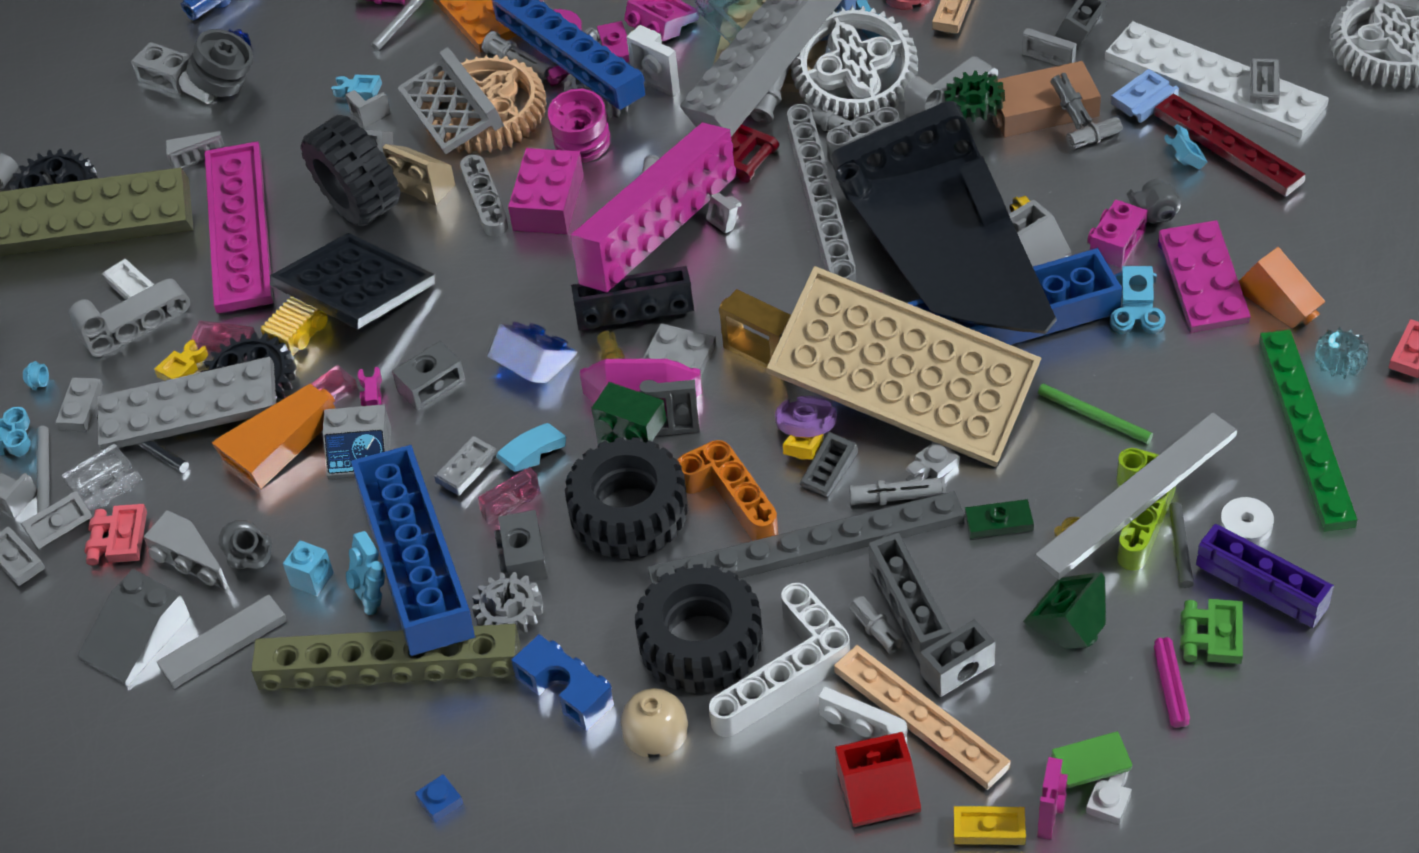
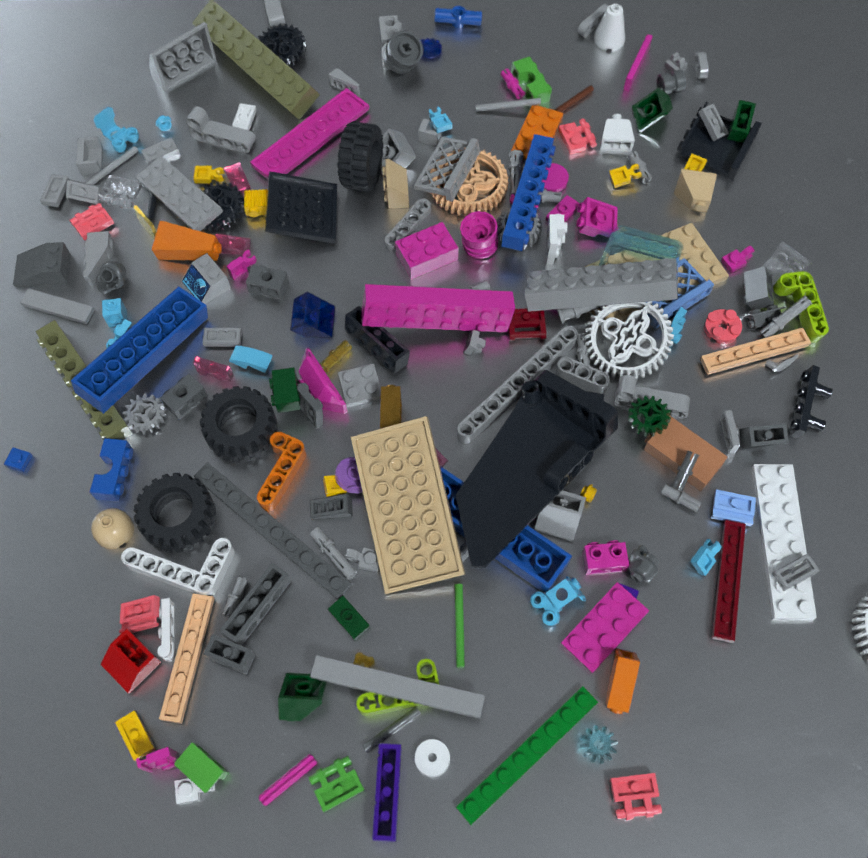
camera: 50 degrees right, 15 degrees up
(201, 460) = (145, 222): none -> clear yellow piece
(816, 737) = (140, 614): none -> coral plate

